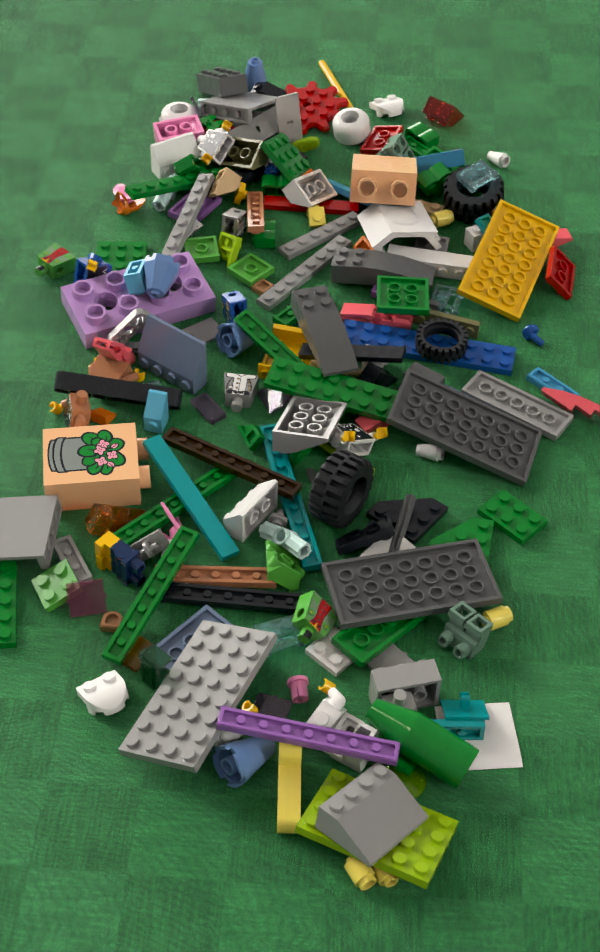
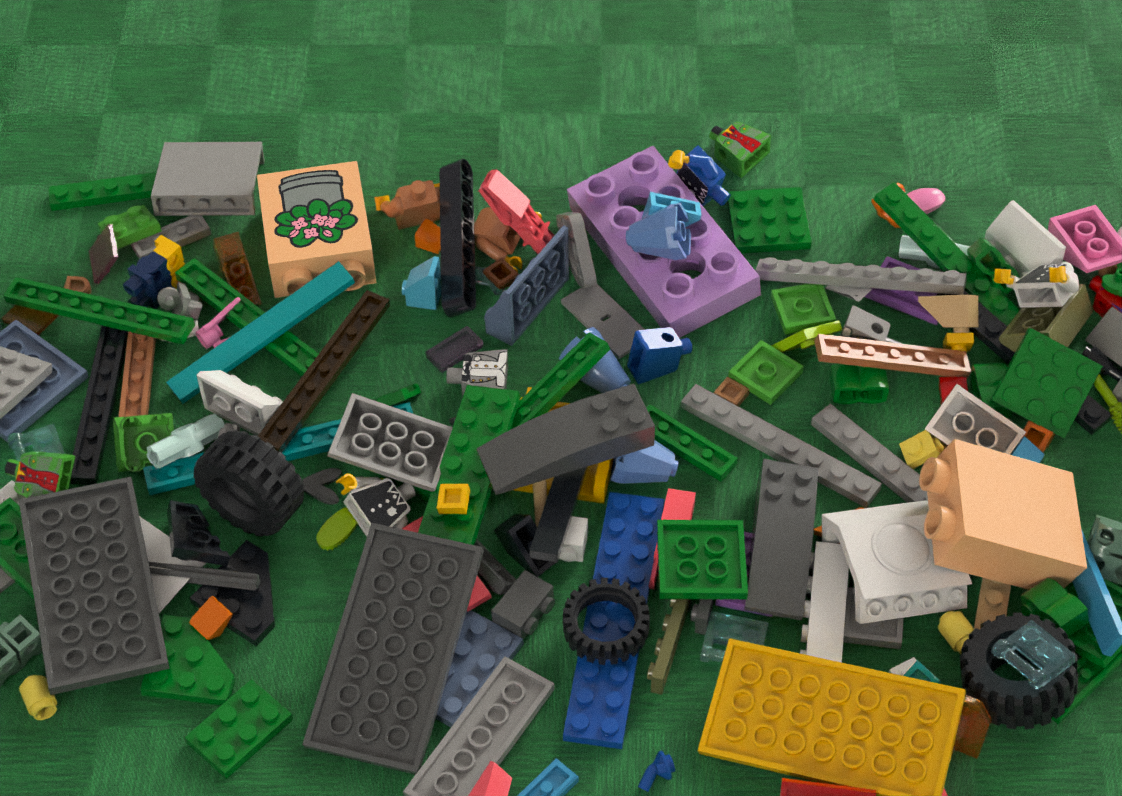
camera: 90 degrees right, 5 degrees up
(150, 376) = (500, 274): none -> reddish brown slope
(363, 386) = (453, 498): none -> yellow plate
(433, 526) = (211, 618): none -> orange slope

